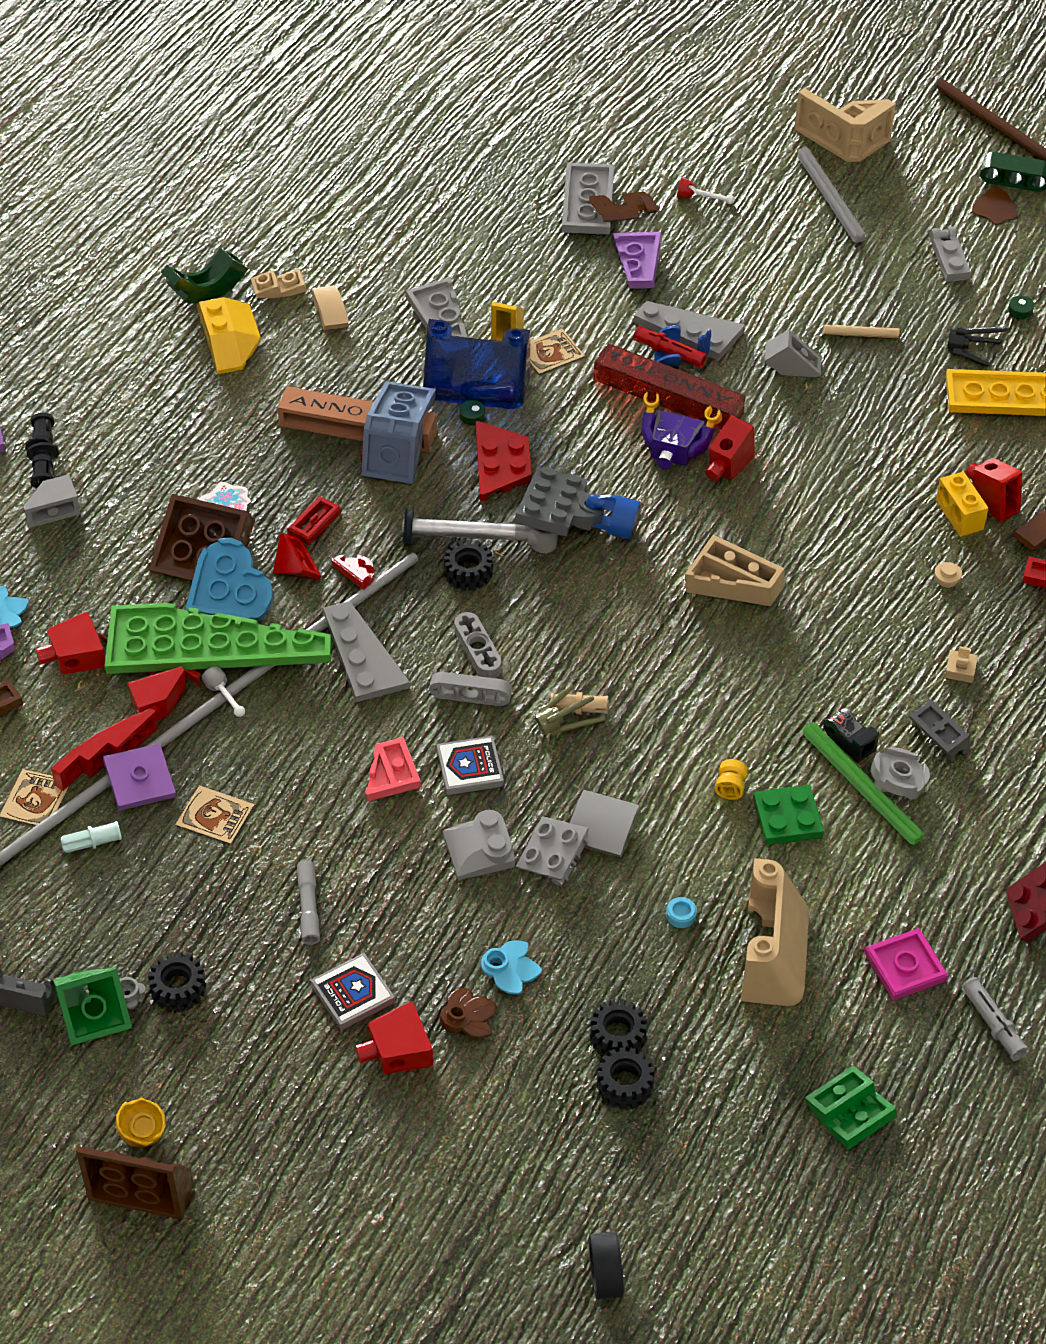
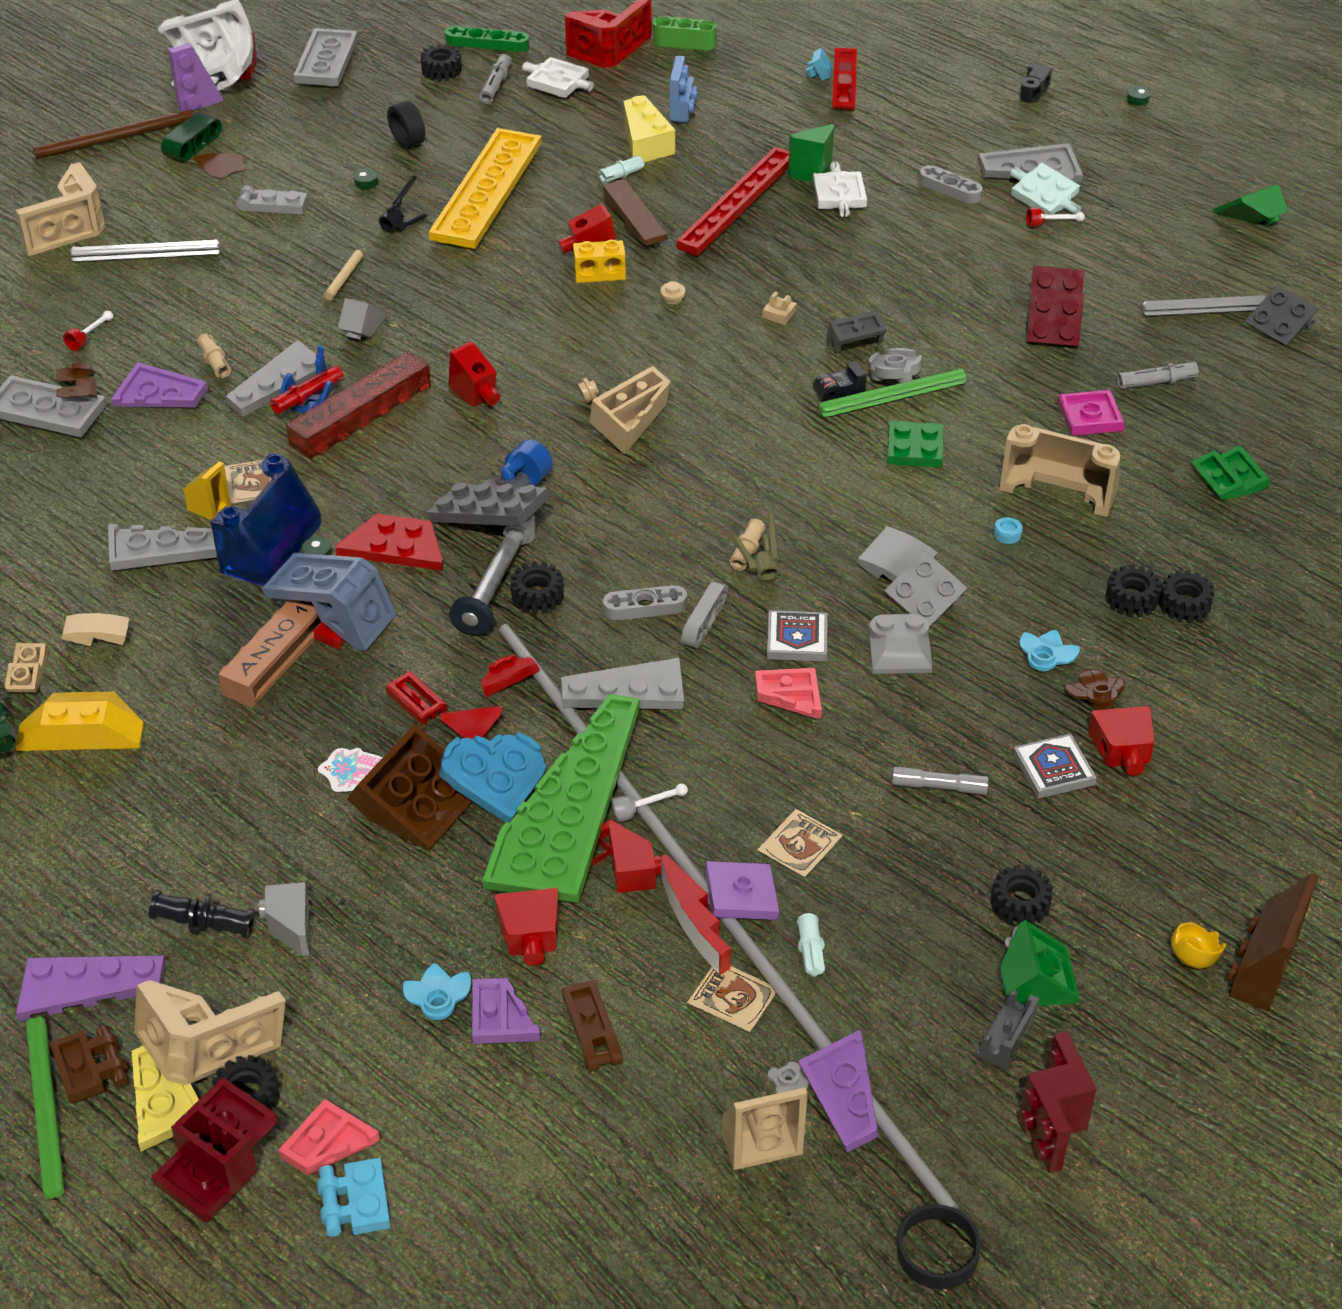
camera: 75 degrees left, 5 degrees down
(675, 436) = (431, 411): dark purple torso -> none
(699, 278) = (214, 355): none -> tan pin
(731, 780) = (871, 464): yellow wheel -> none
(756, 540) = (588, 390): none -> tan plate

